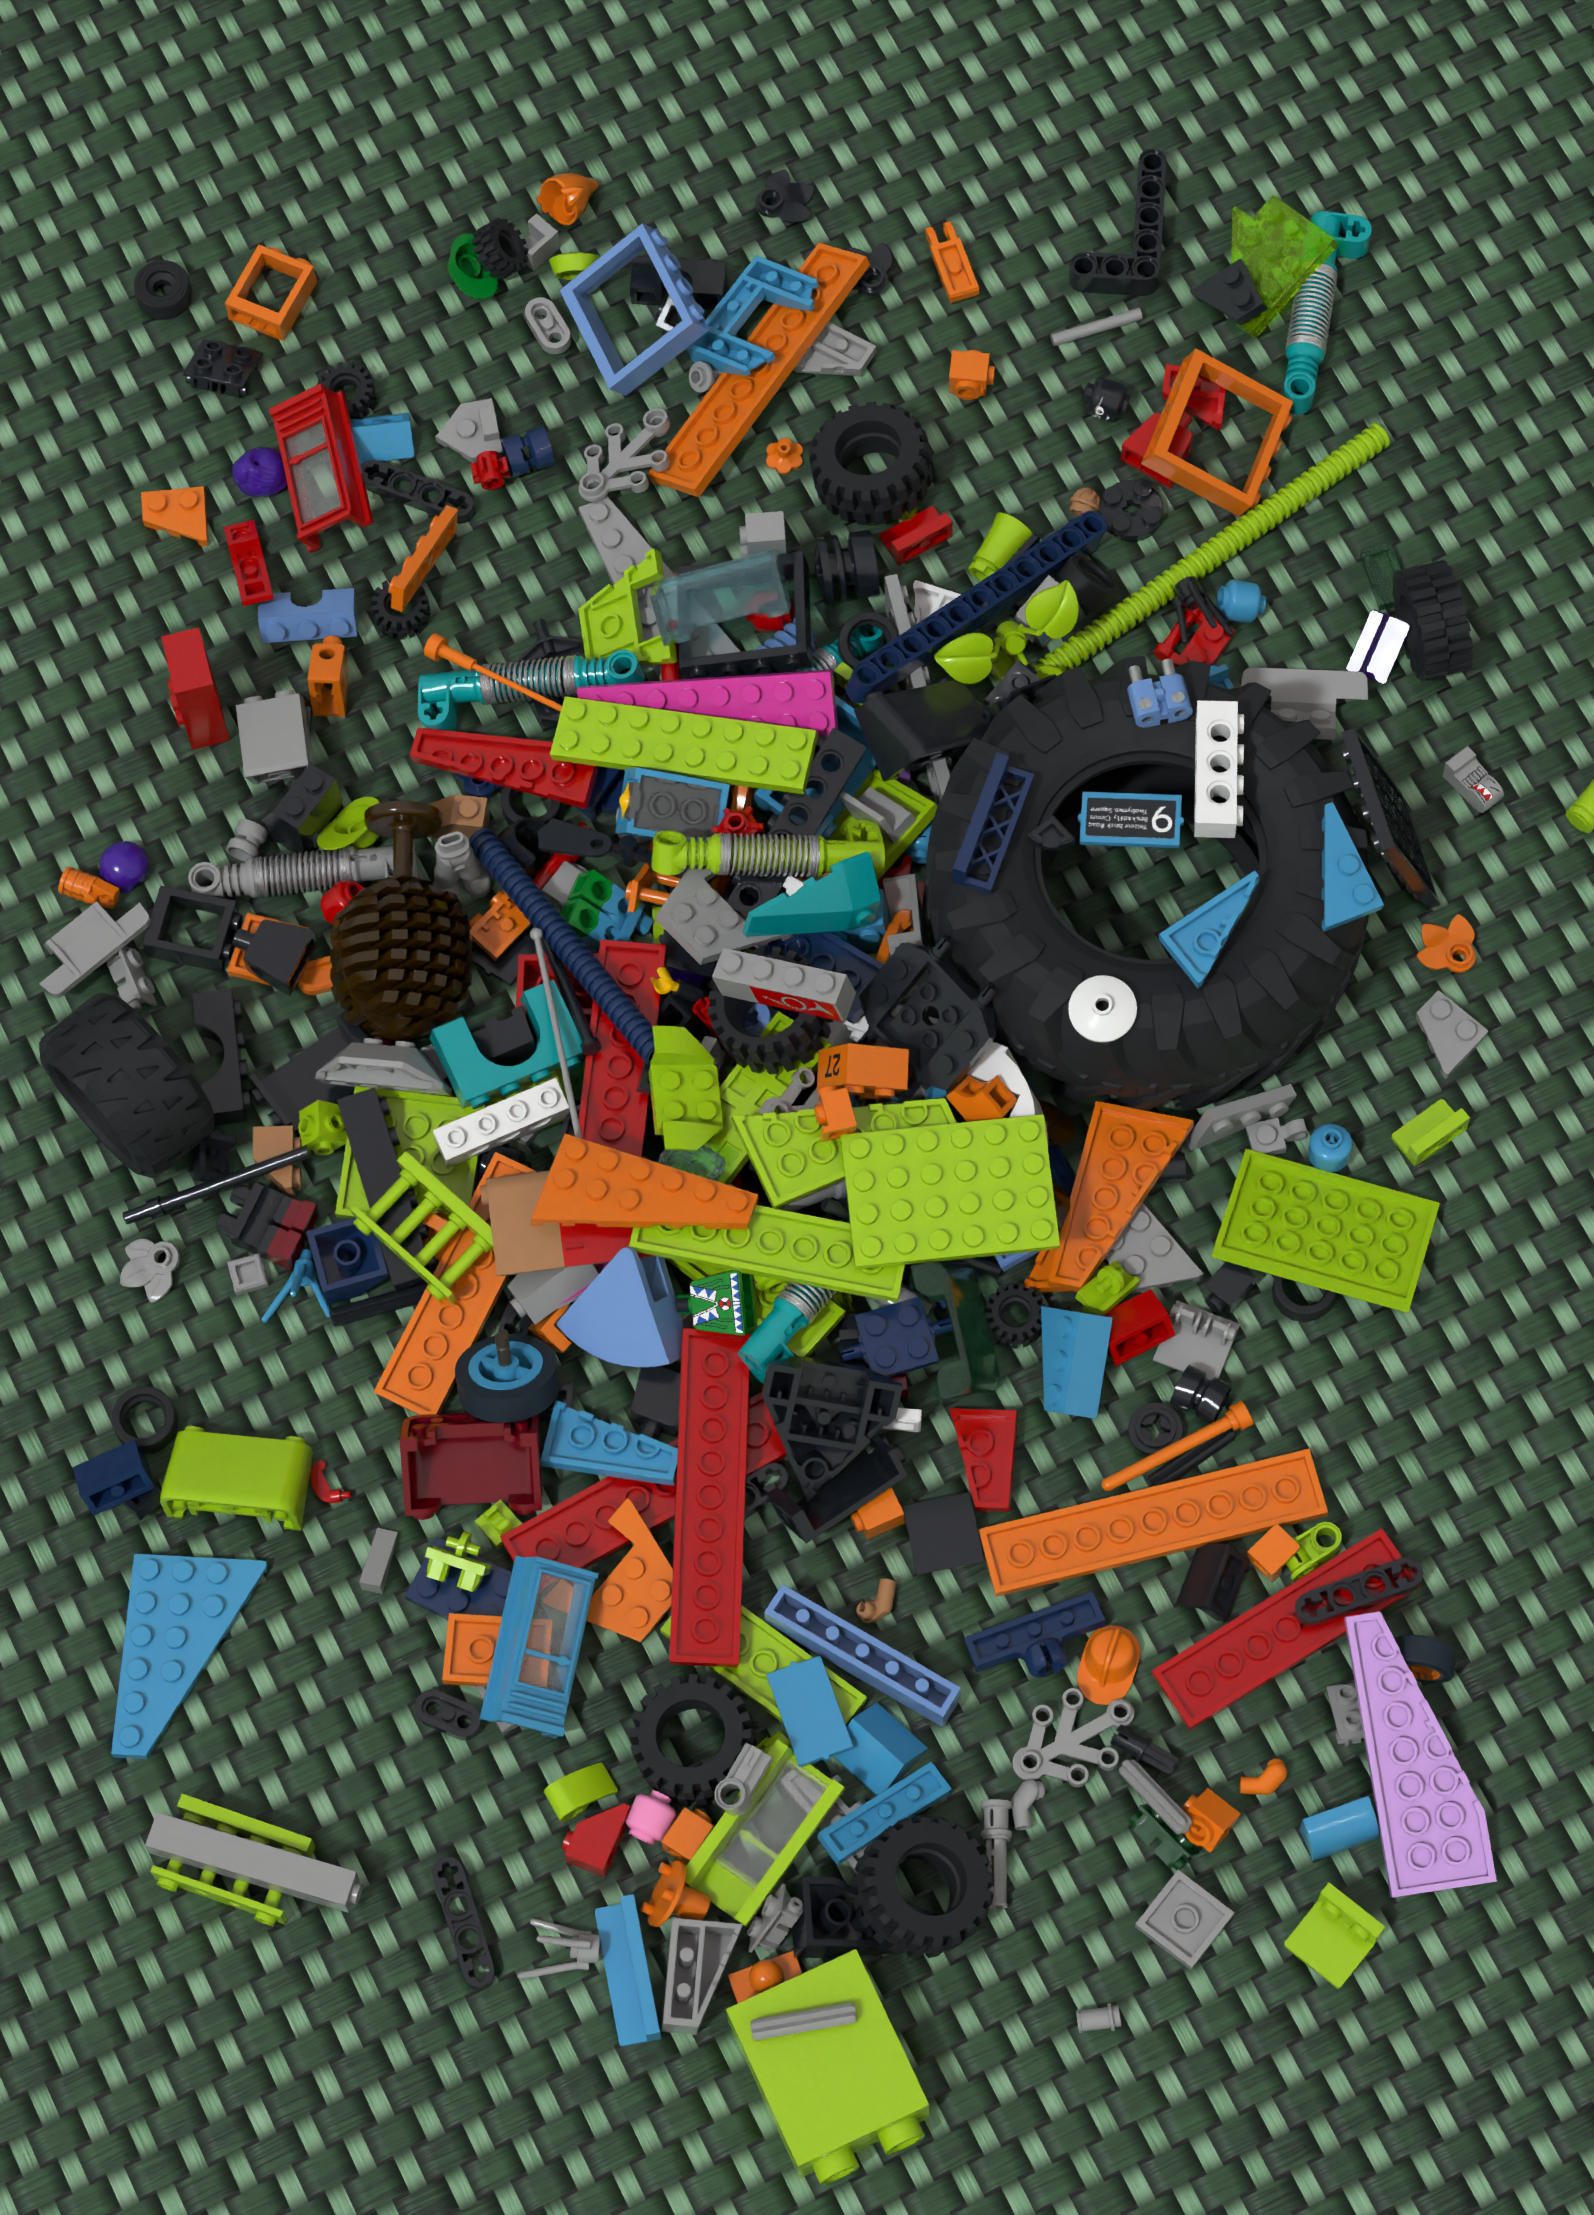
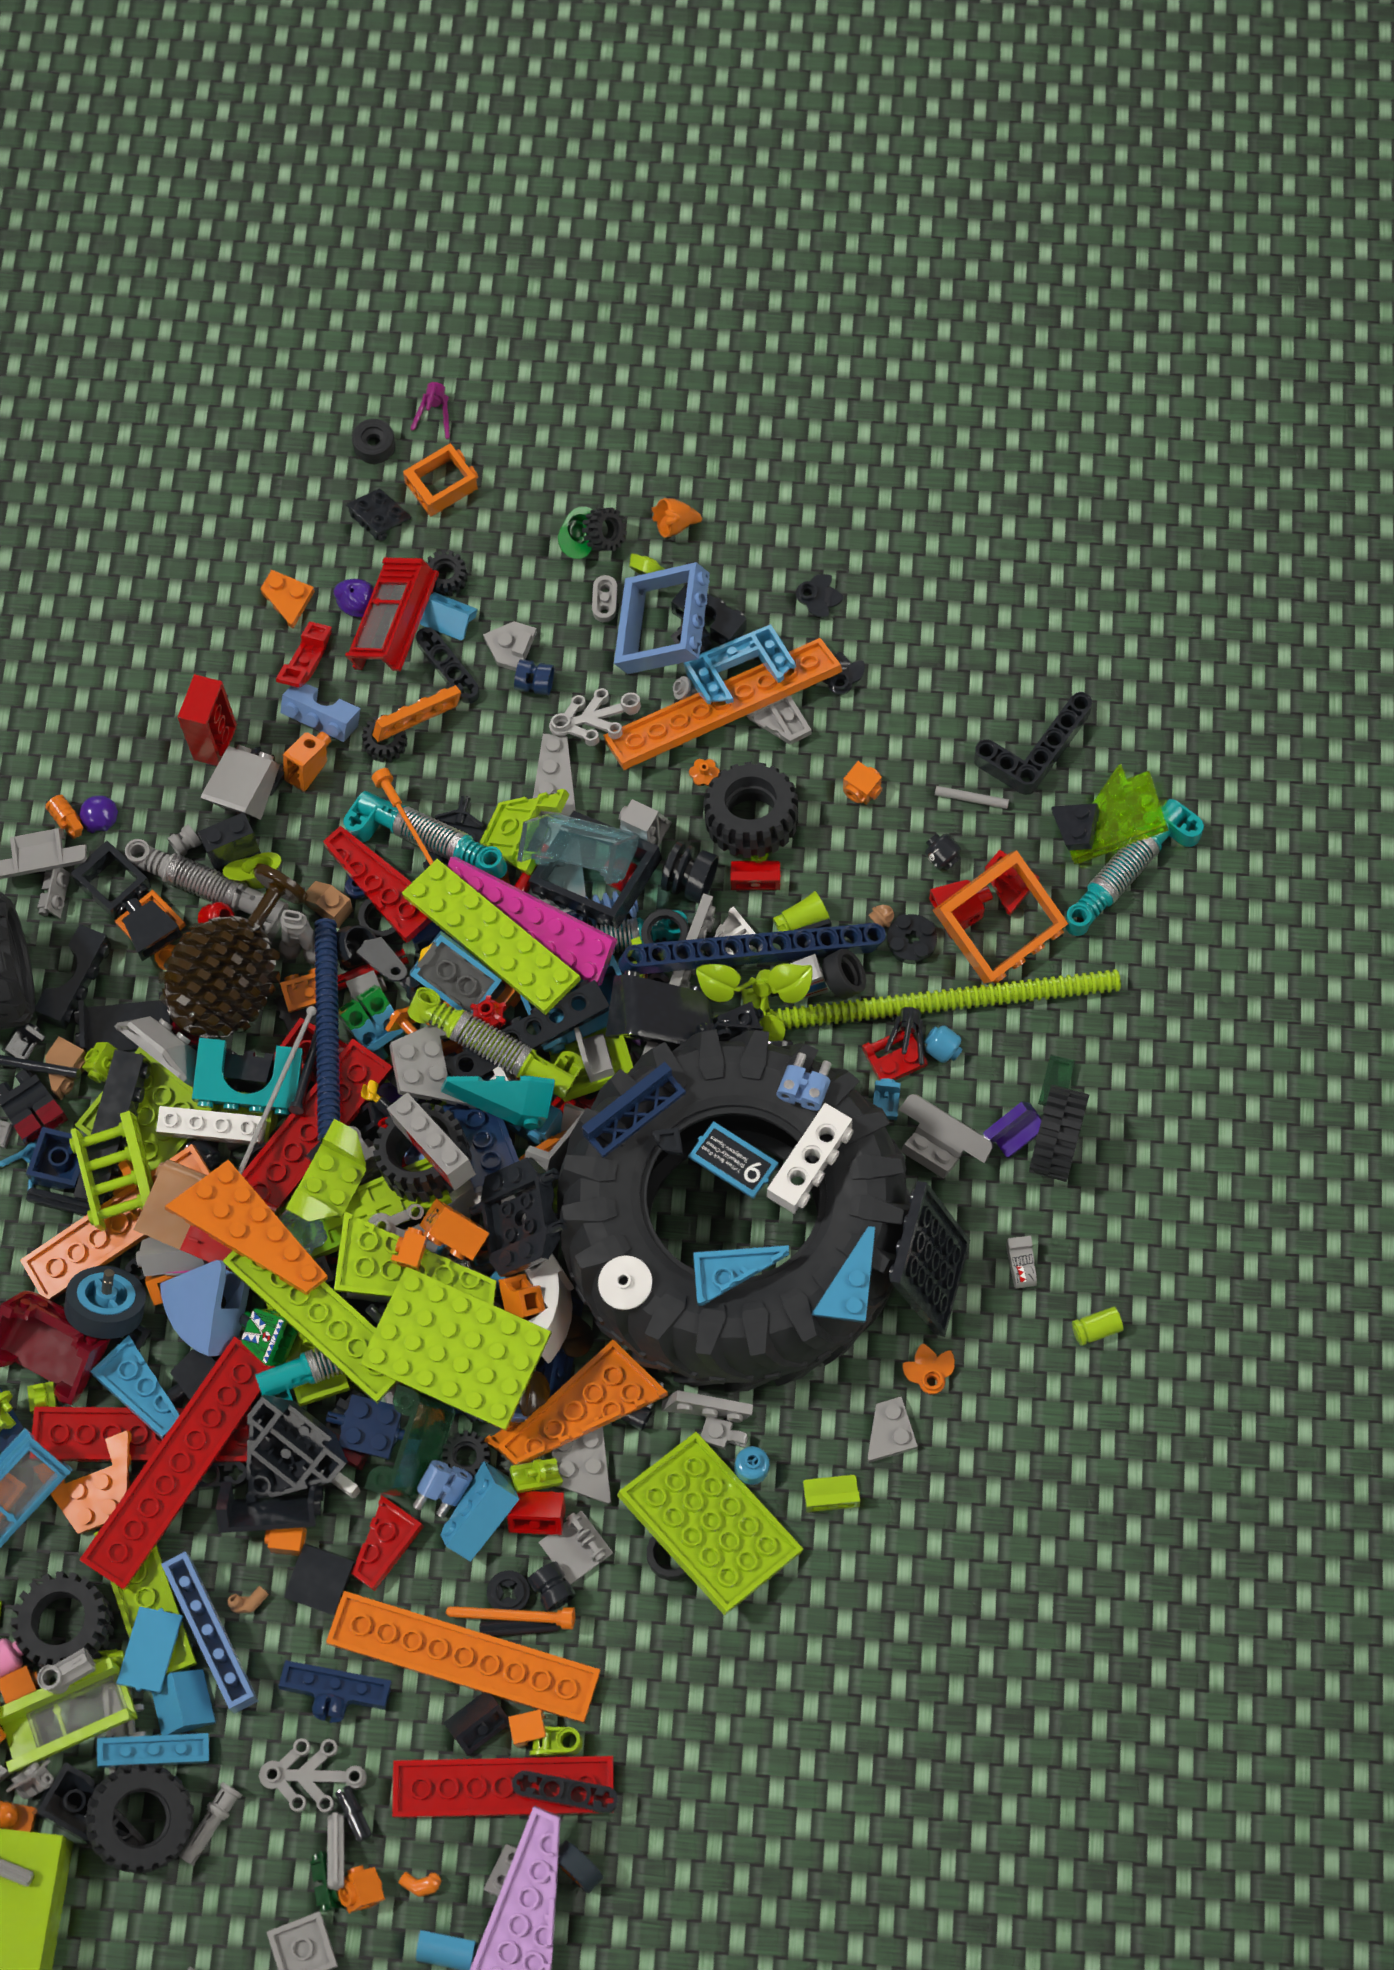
camera: 30 degrees right, 0 degrees up
(201, 206) = (434, 397): none -> magenta plant
(490, 470) = (501, 676): red gear -> none
(541, 241) = (636, 540): light grey panel -> none
(952, 264) = (900, 701): orange hinge -> none
(1016, 1353) = (442, 1483): none -> medium blue piece
(1021, 1801) = (252, 1797): light grey arm -> none
(1108, 1664) = (371, 1737): orange piece -> none
(1228, 1288) = (619, 1524): black brick -> none

